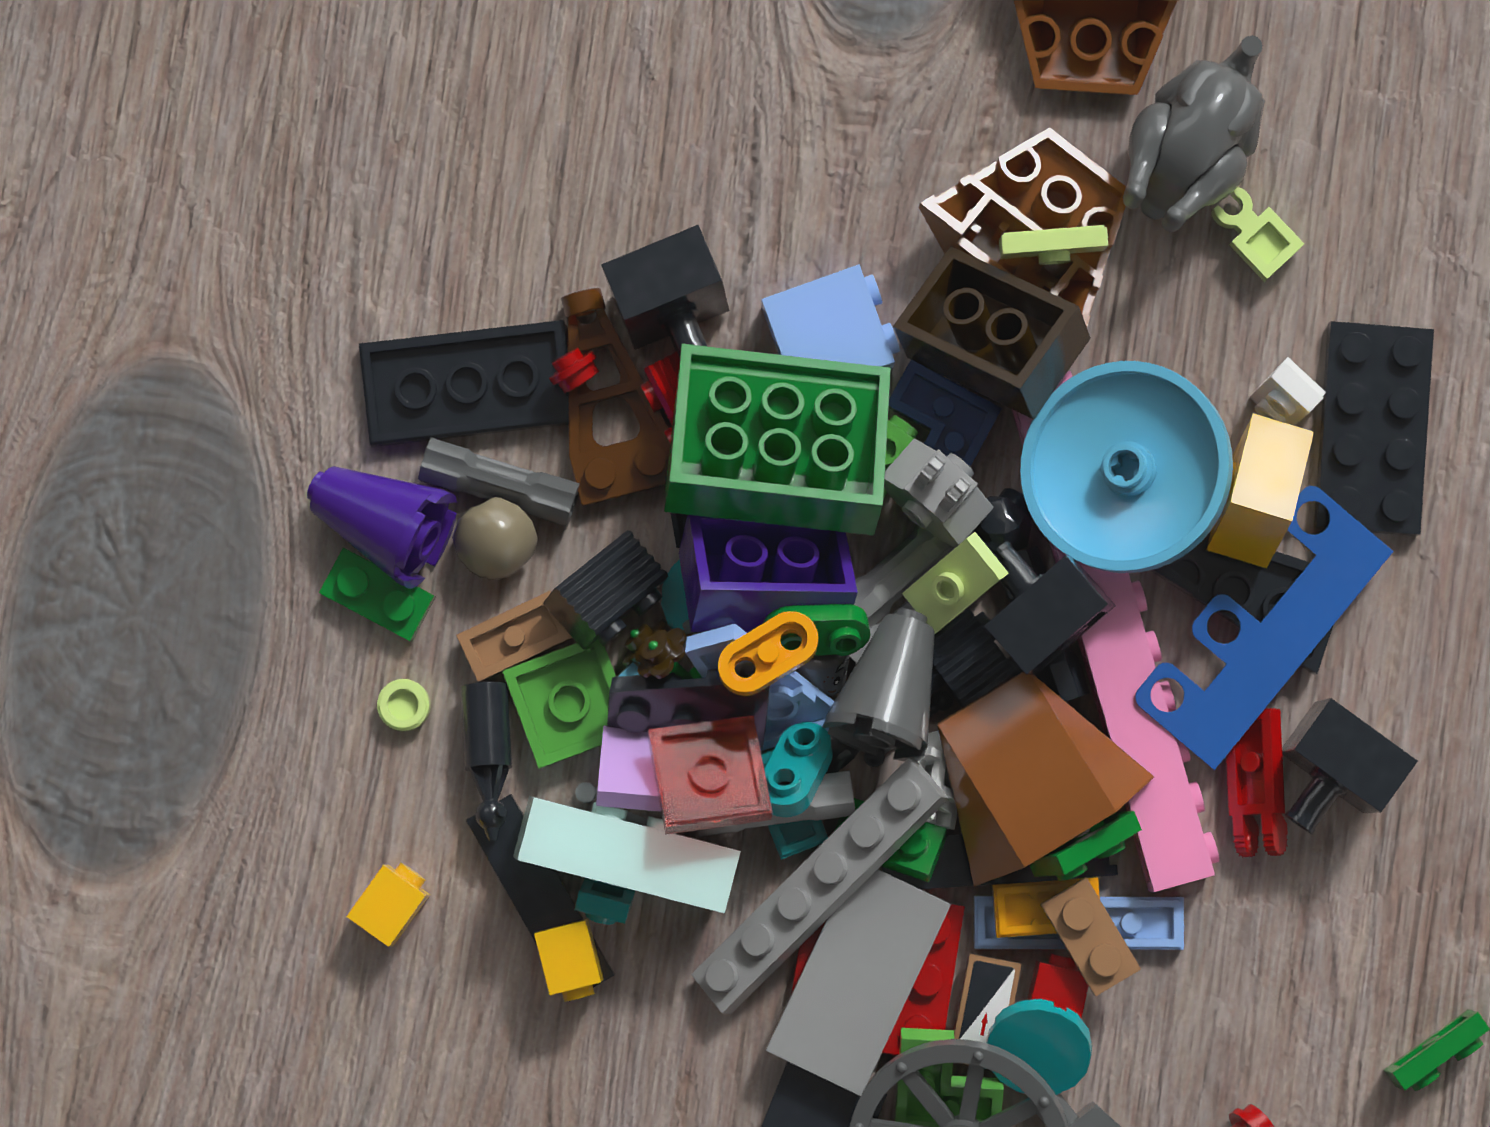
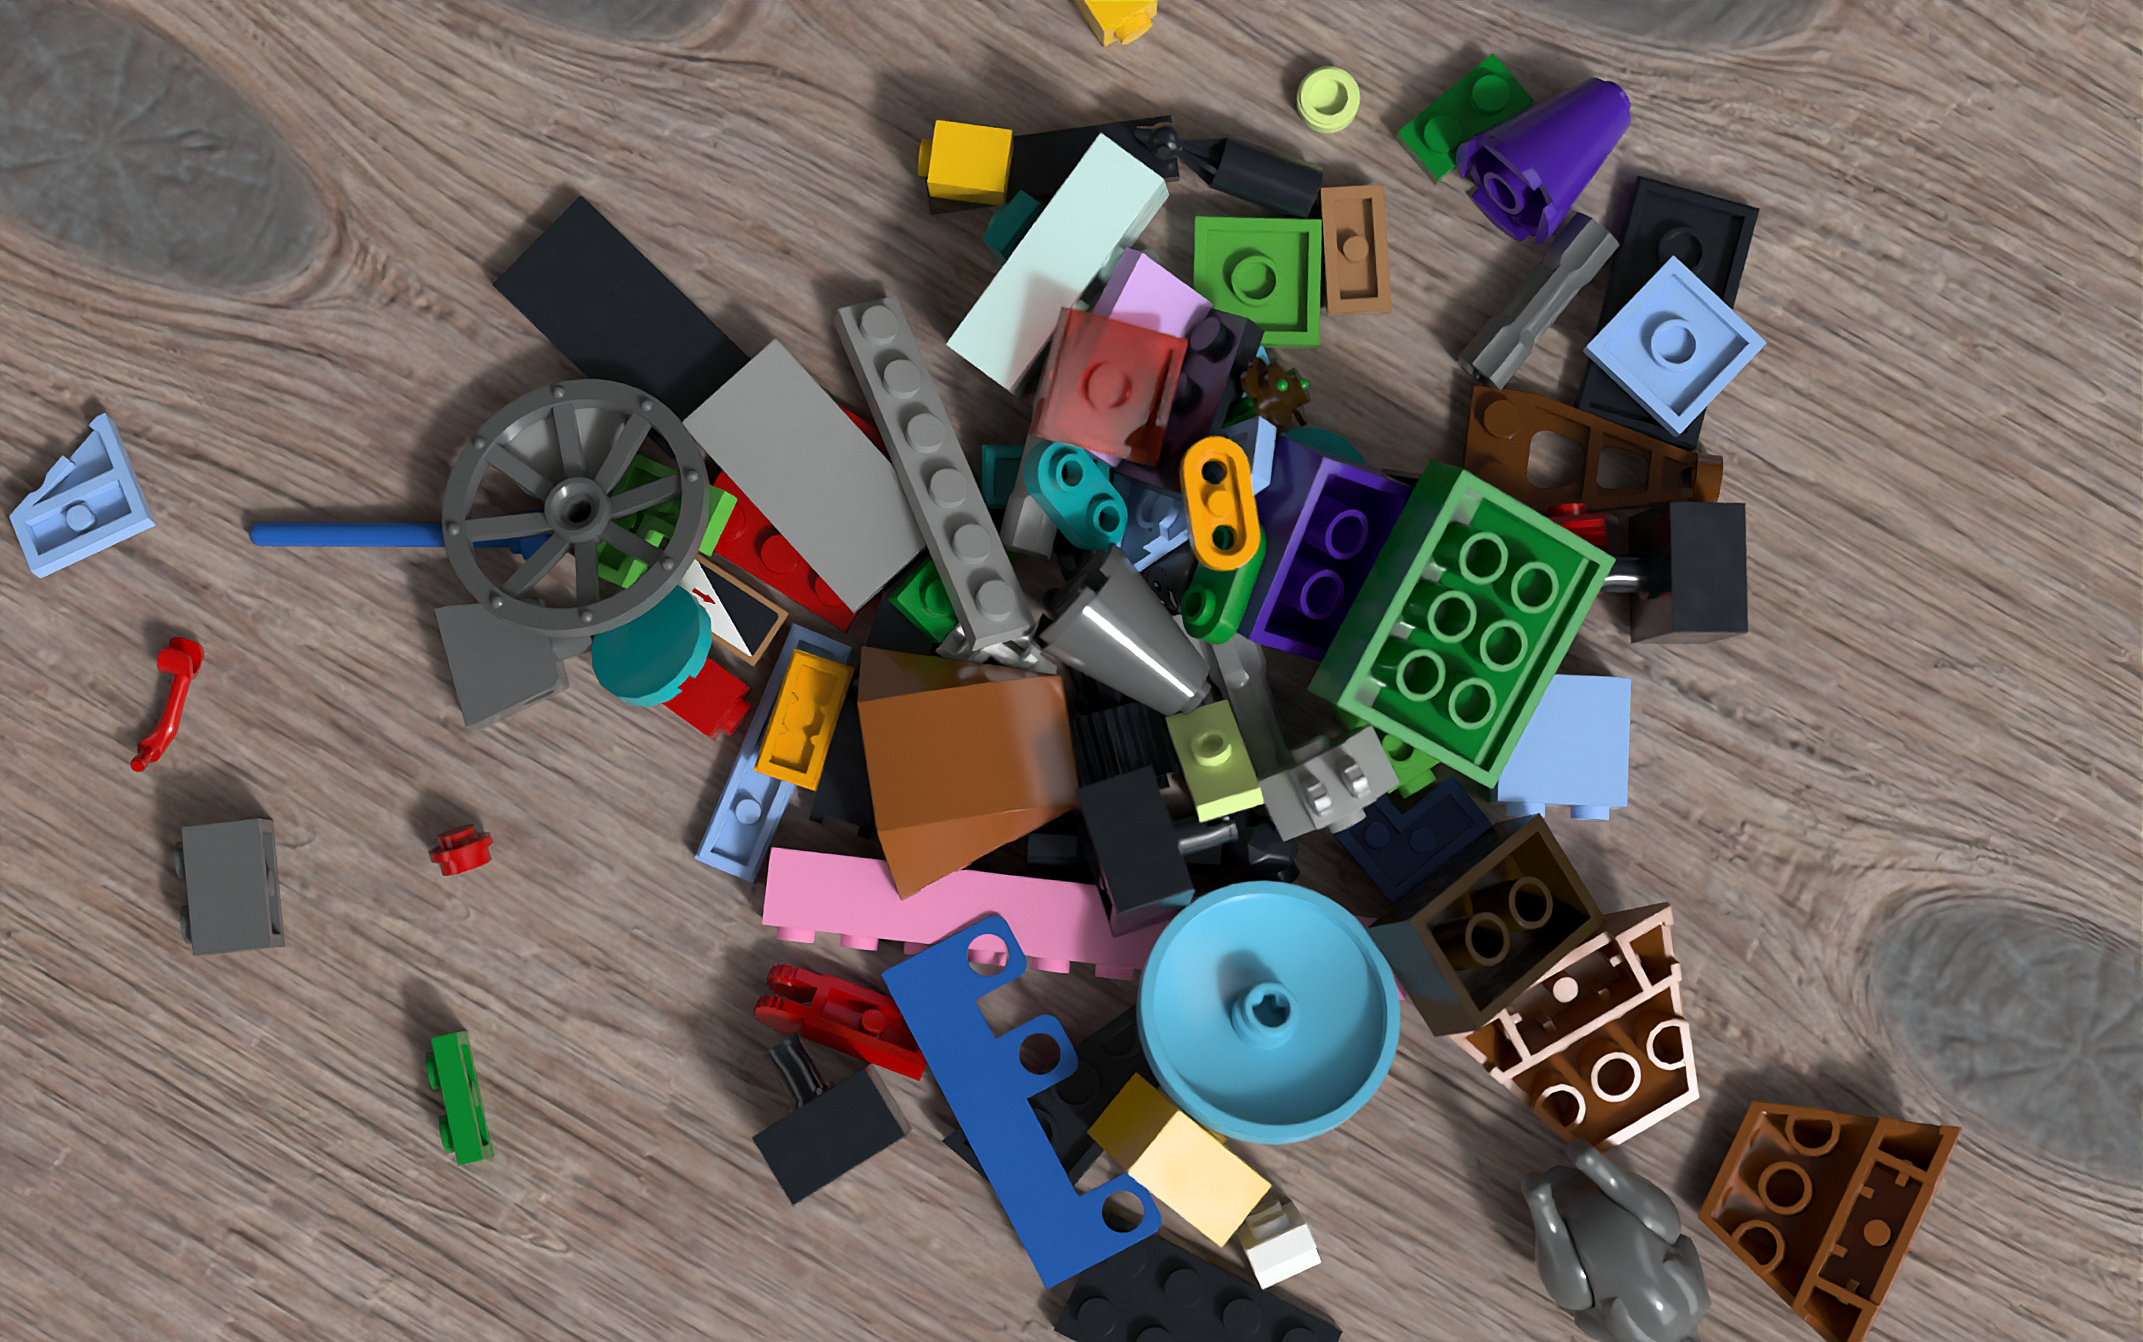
camera: 110 degrees right, 0 degrees up
(494, 365) = (1674, 346): none -> light blue plate
(495, 539) = (1474, 270): dark tan hair -> none
(573, 369) = (1634, 432): red plate -> none
(606, 591) = (1365, 370): black brick -> none
(1053, 245) = (1561, 1035): yellowish green plate -> none
(1090, 936) = (750, 751): medium nougat plate -> none
(1098, 841) = (853, 809): green plate -> none
(1262, 239) = (1469, 1292): yellowish green plate -> none

